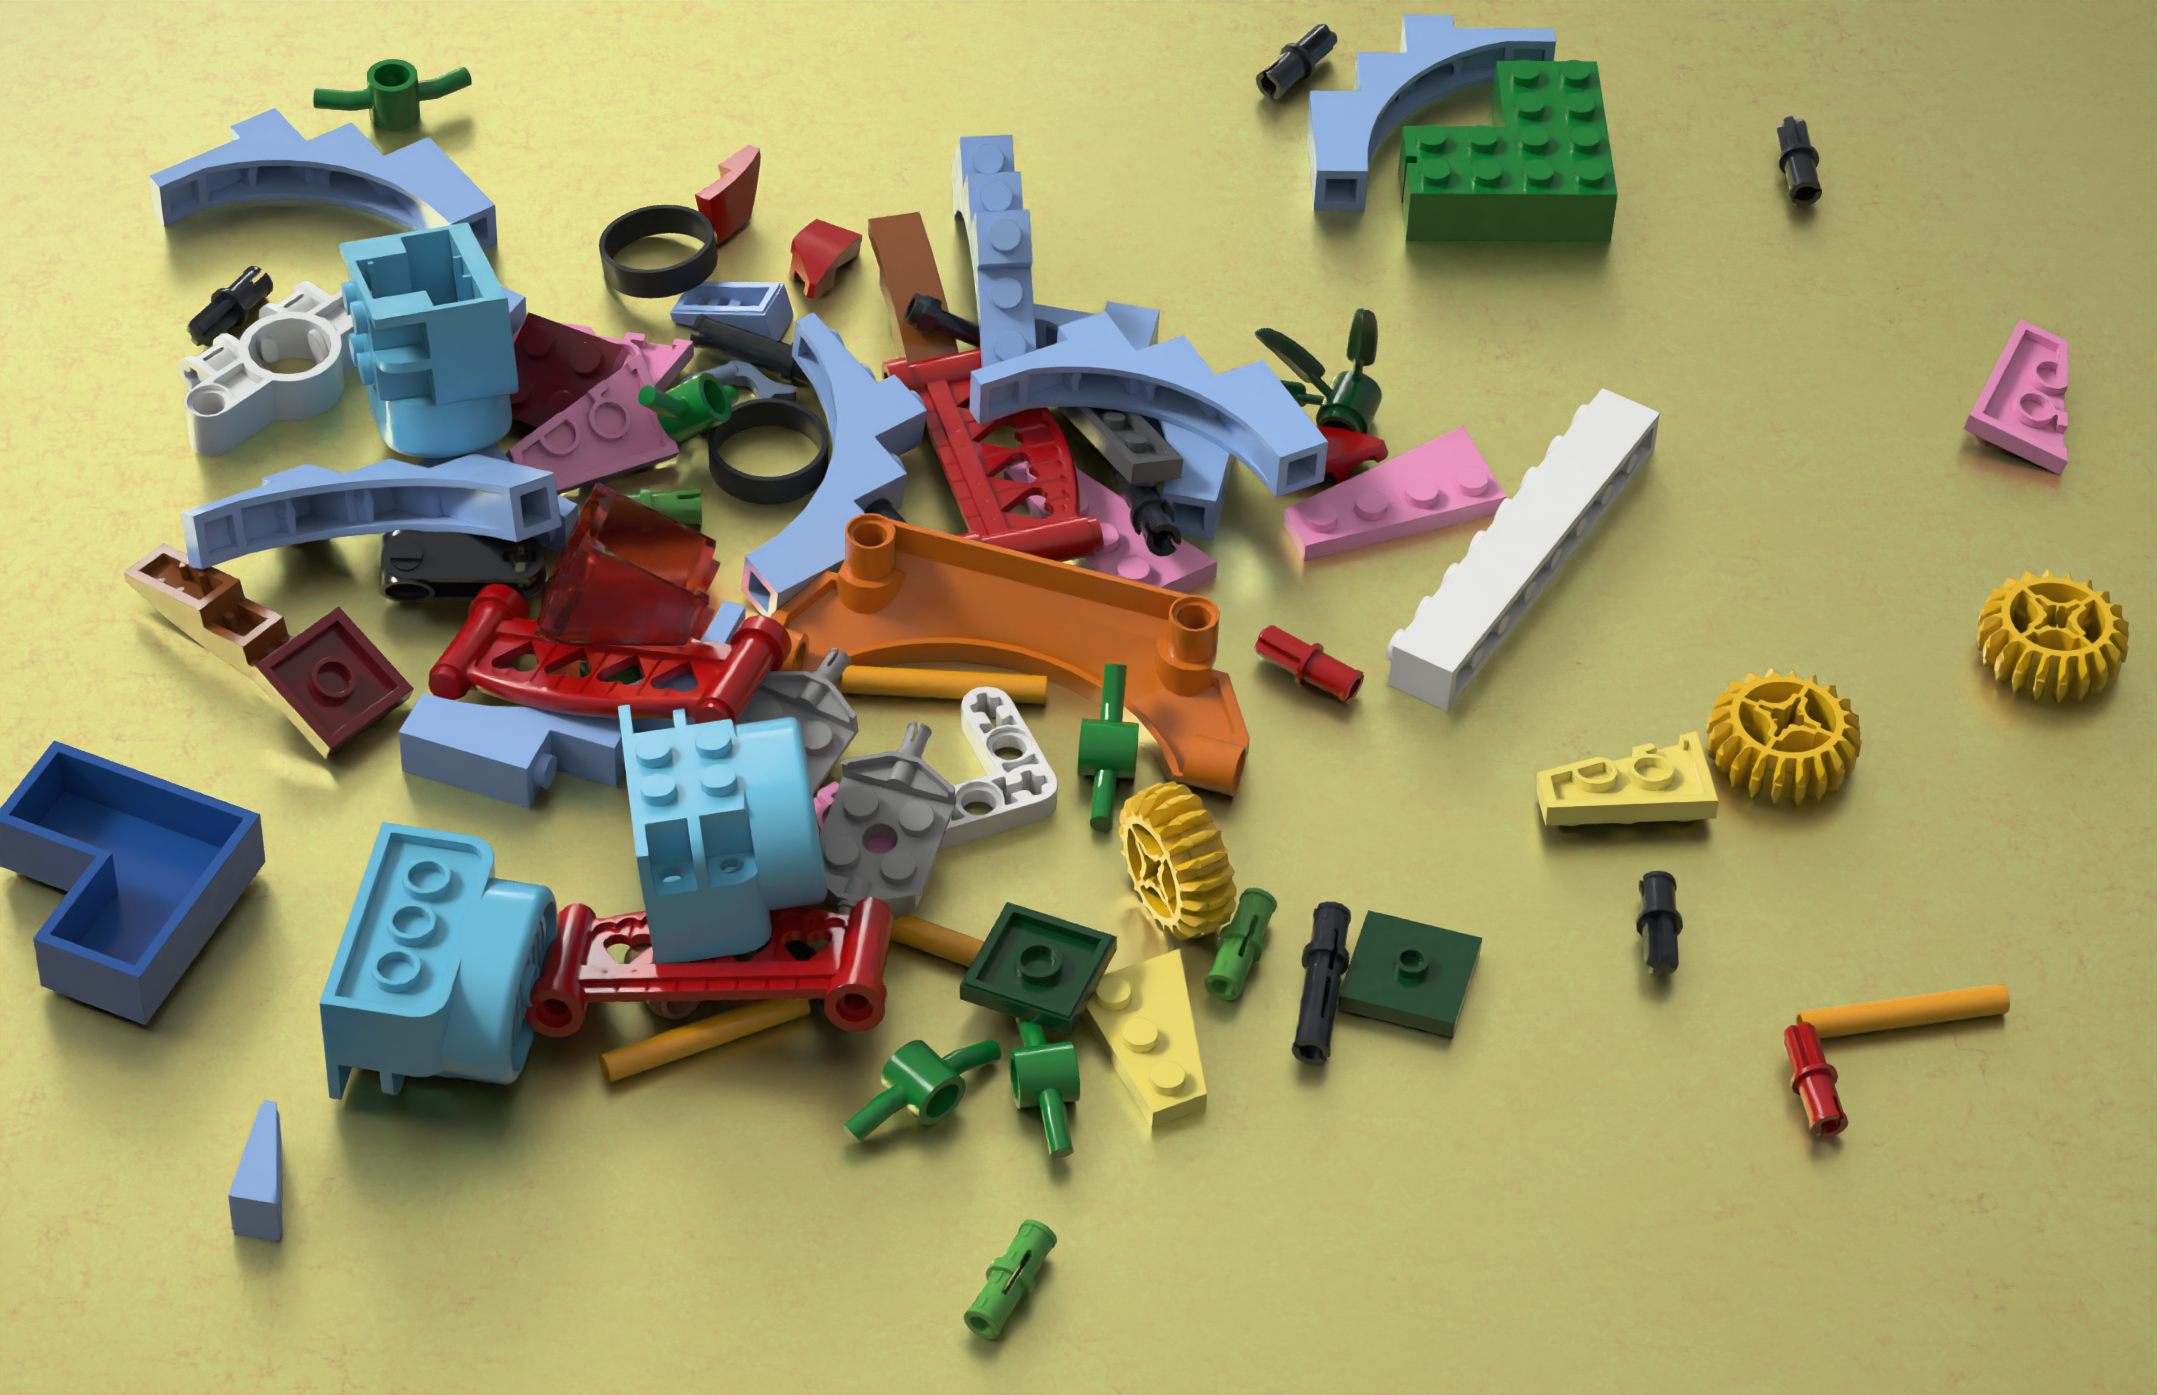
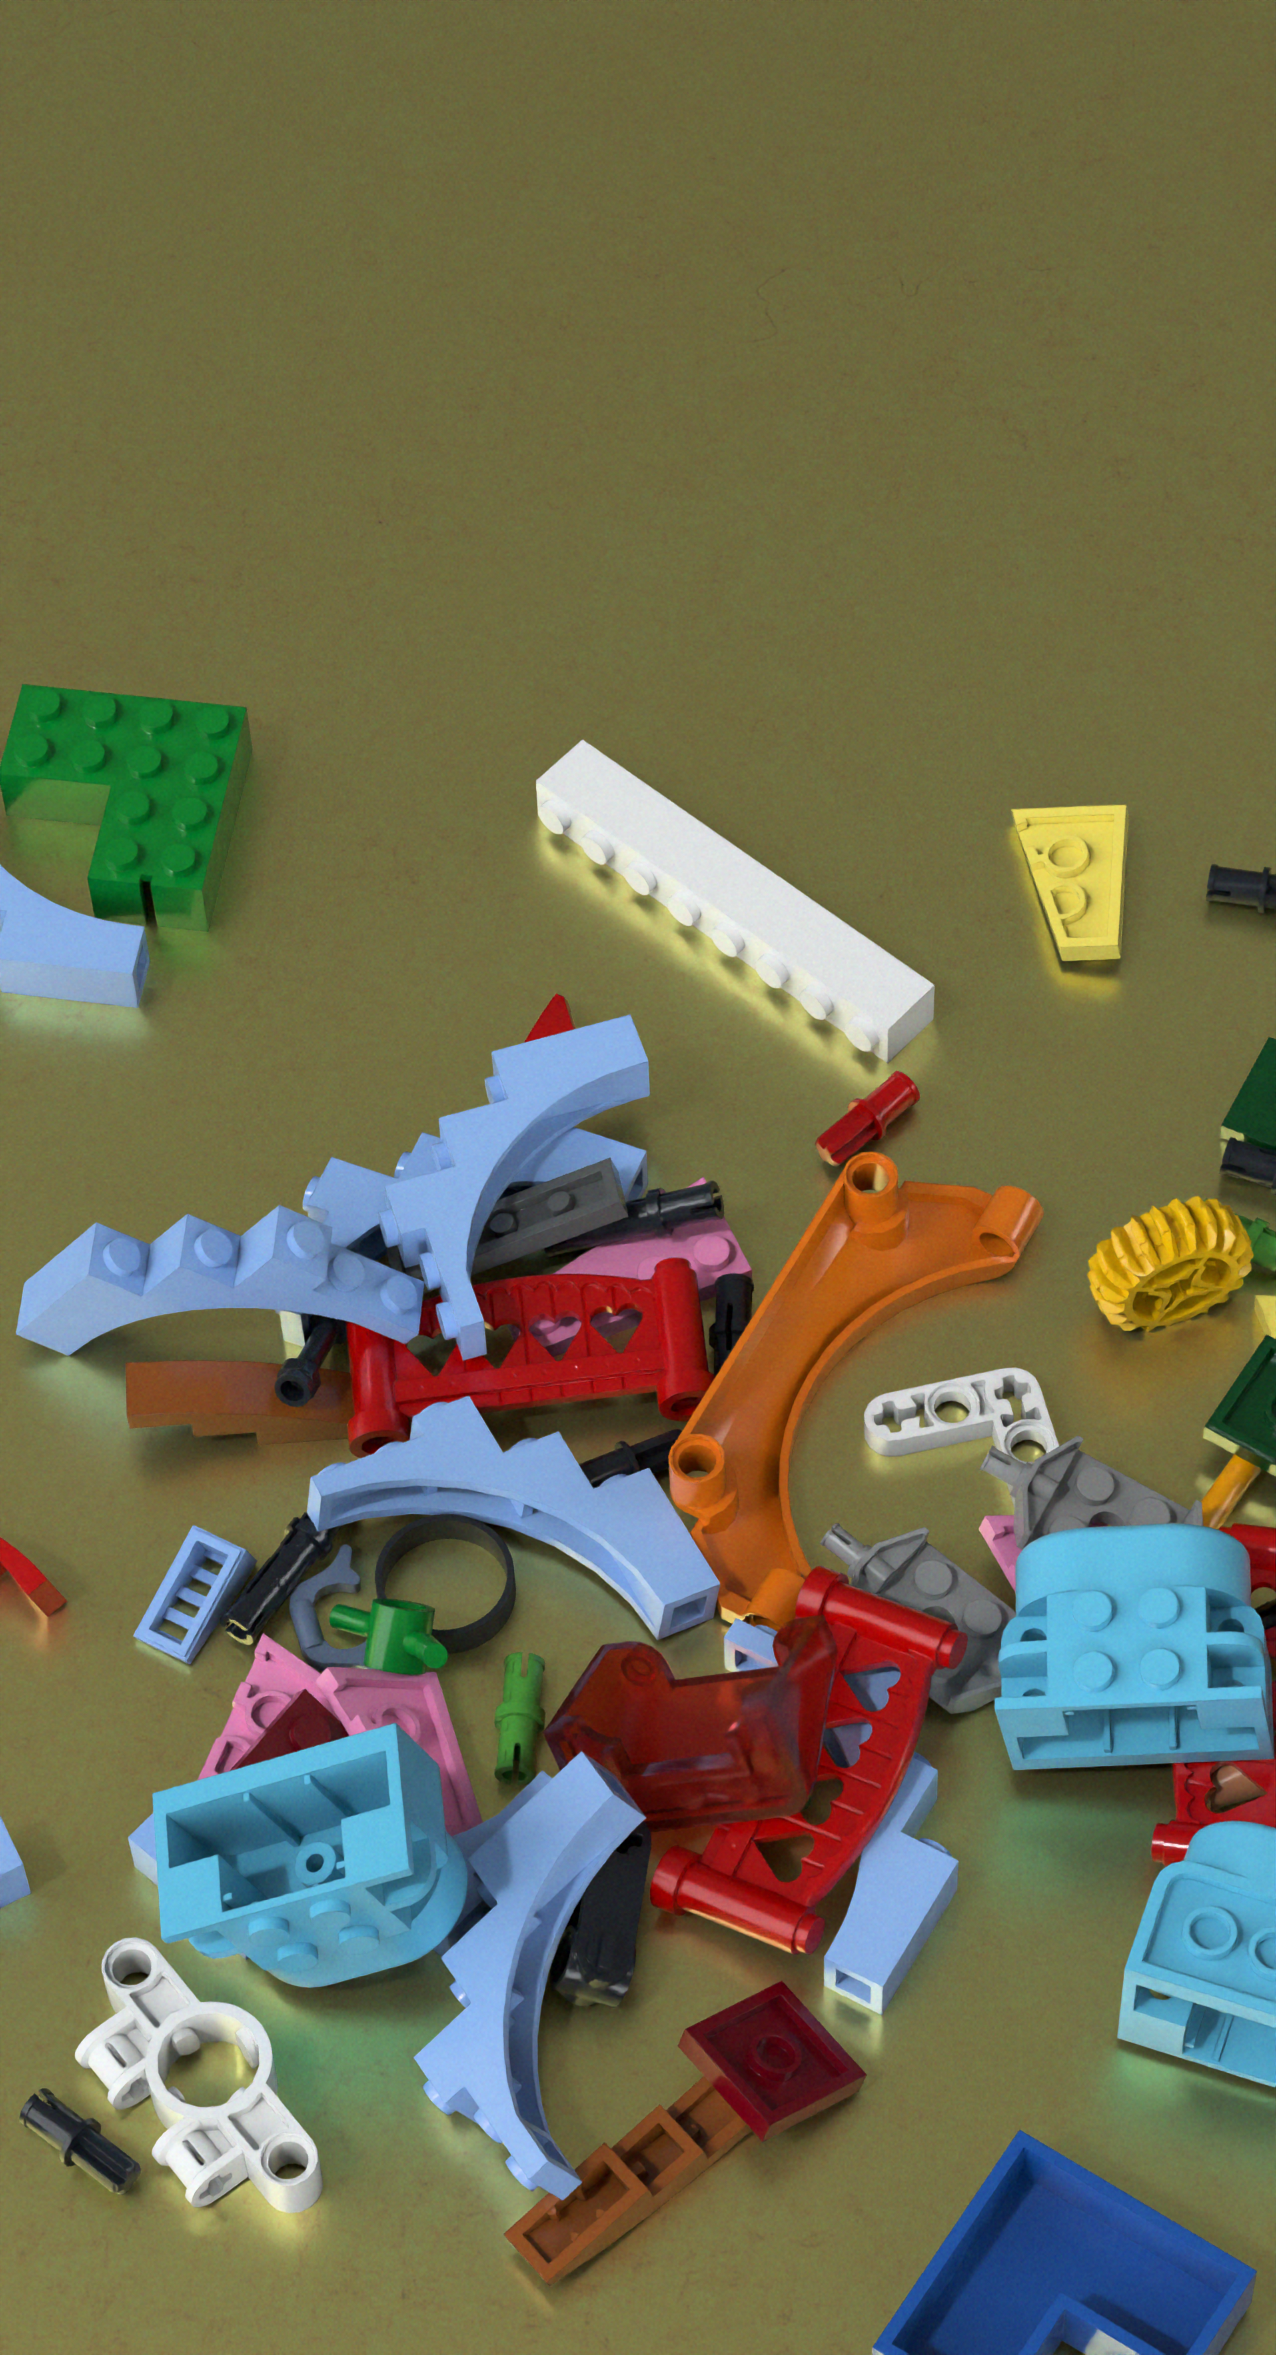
camera: 75 degrees left, 10 degrees up
(662, 281) = (62, 1604): black tyre -> none
(819, 252) = (126, 1490): red slope -> none
(940, 683) = (840, 1455): light orange piece -> none
(1108, 747) = (973, 1313): green piece -> none
(1352, 396) = (481, 1017): dark green plant -> none
(1408, 495) = (618, 970): bright pink wing -> none
(1783, 736) = (1037, 755): yellow gear -> none
(1799, 161) = (180, 556): black axle -> none
(2026, 398) = (585, 453): bright pink wing -> none
(2052, 636) = (915, 496): yellow gear -> none

